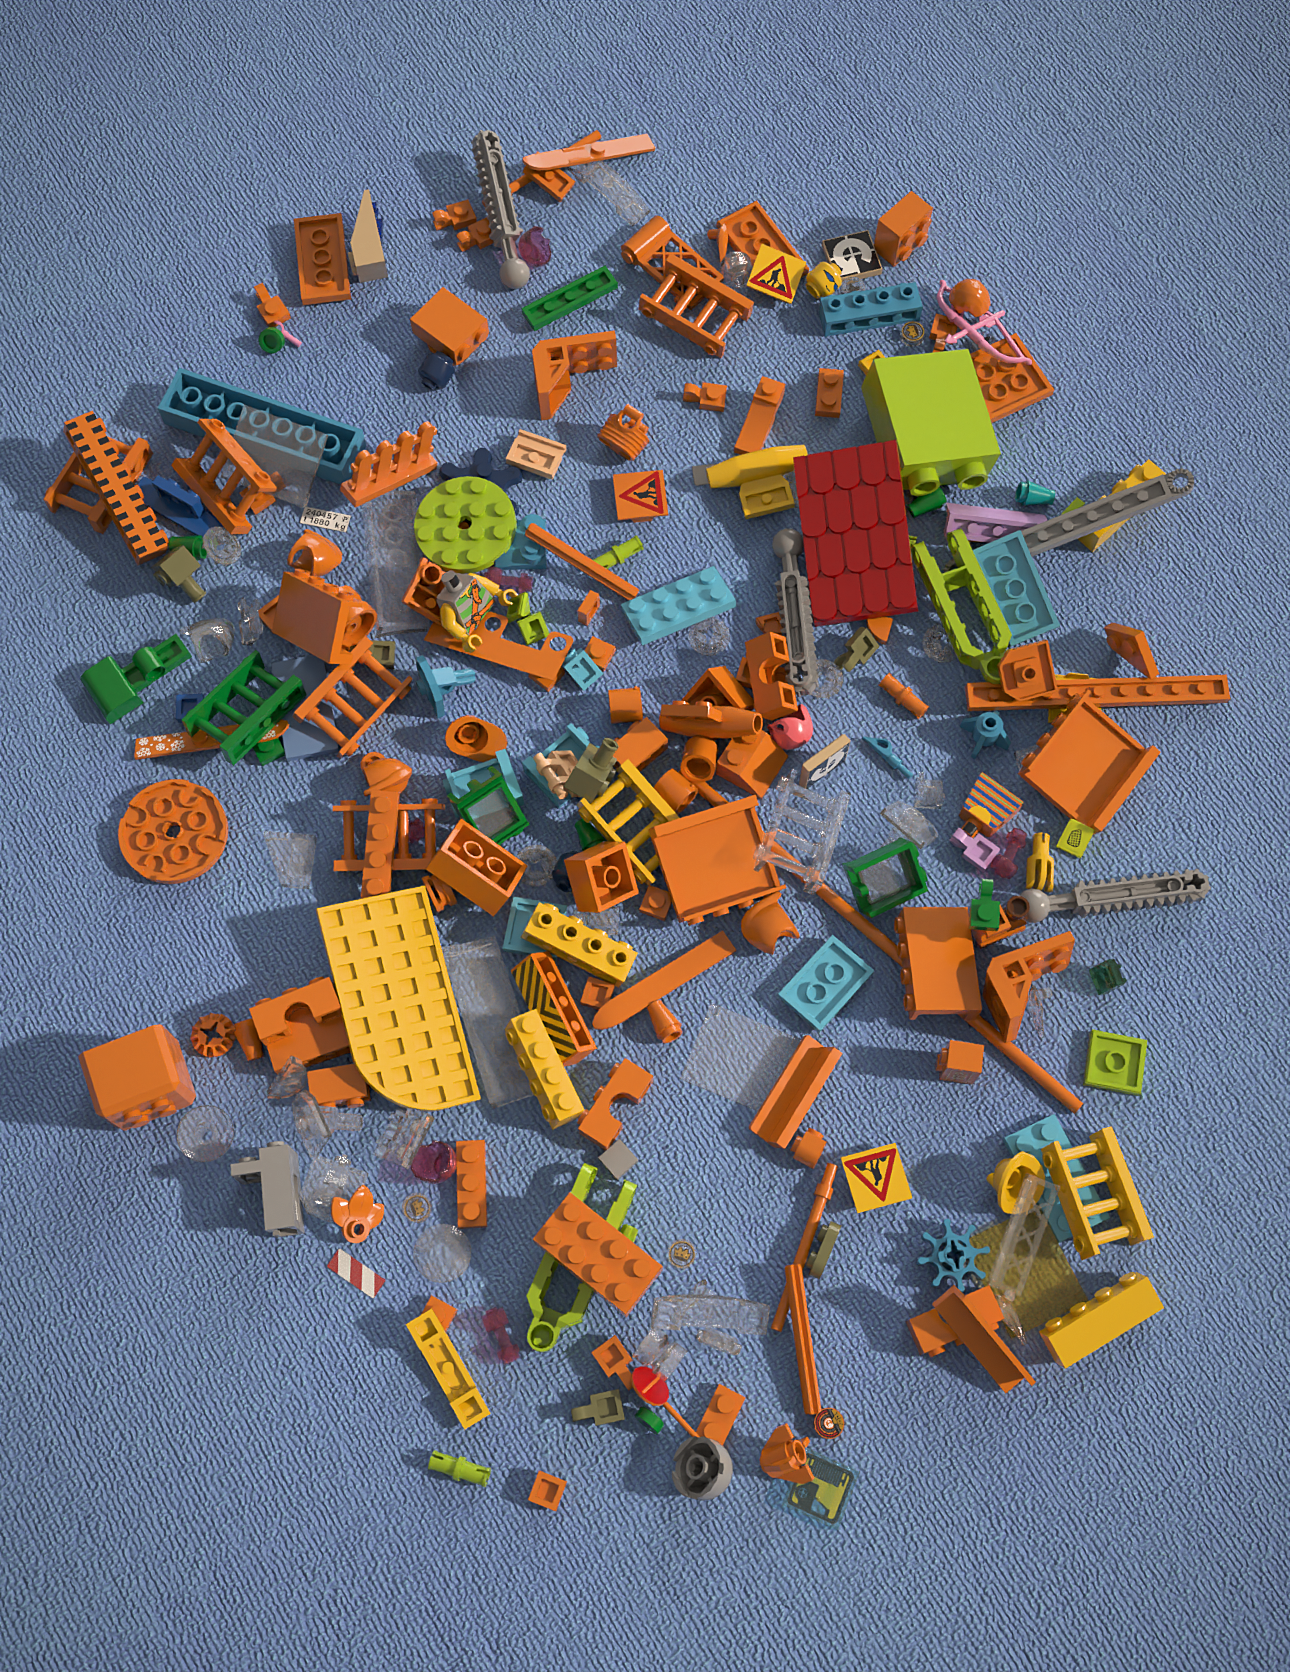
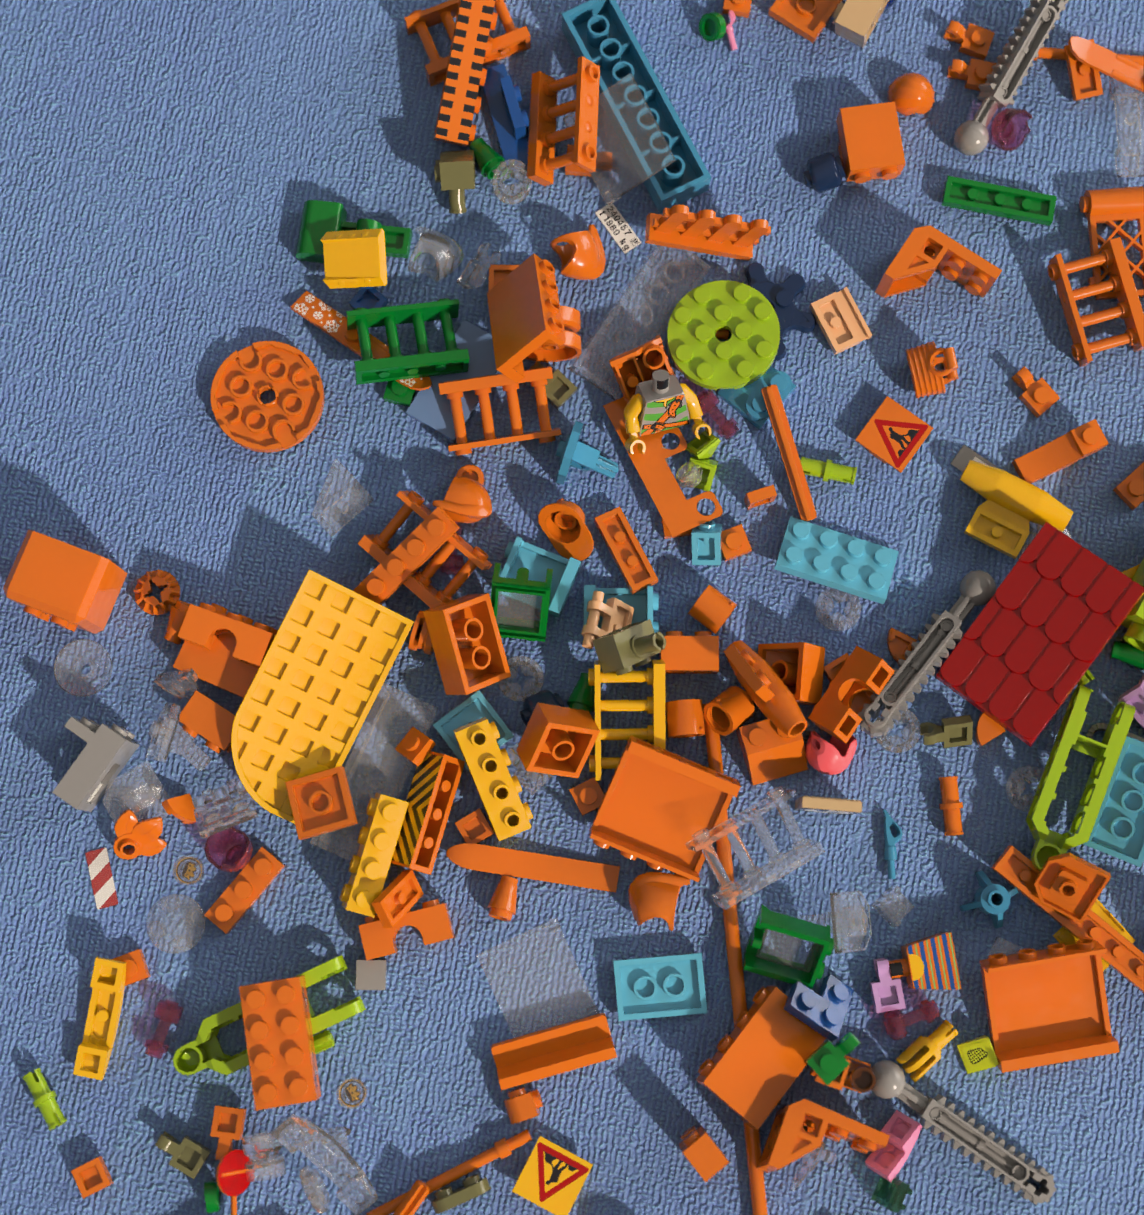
camera: 40 degrees right, 10 degrees up
(155, 681) = (354, 258): none -> yellow slope
(372, 1166) = (181, 808): none -> orange tile
(450, 276) = (911, 94): none -> orange hair
(473, 1065) = (321, 803): none -> orange plate
(504, 971) = (415, 746): none -> orange plate
(527, 632) = (689, 475): none -> clear plate
(529, 718) = (626, 550): none -> orange plate
(589, 1083) = (397, 898): none -> orange plate
(946, 896) = (821, 1011): none -> plate
(1084, 953) = (902, 1138): none -> bright pink slope

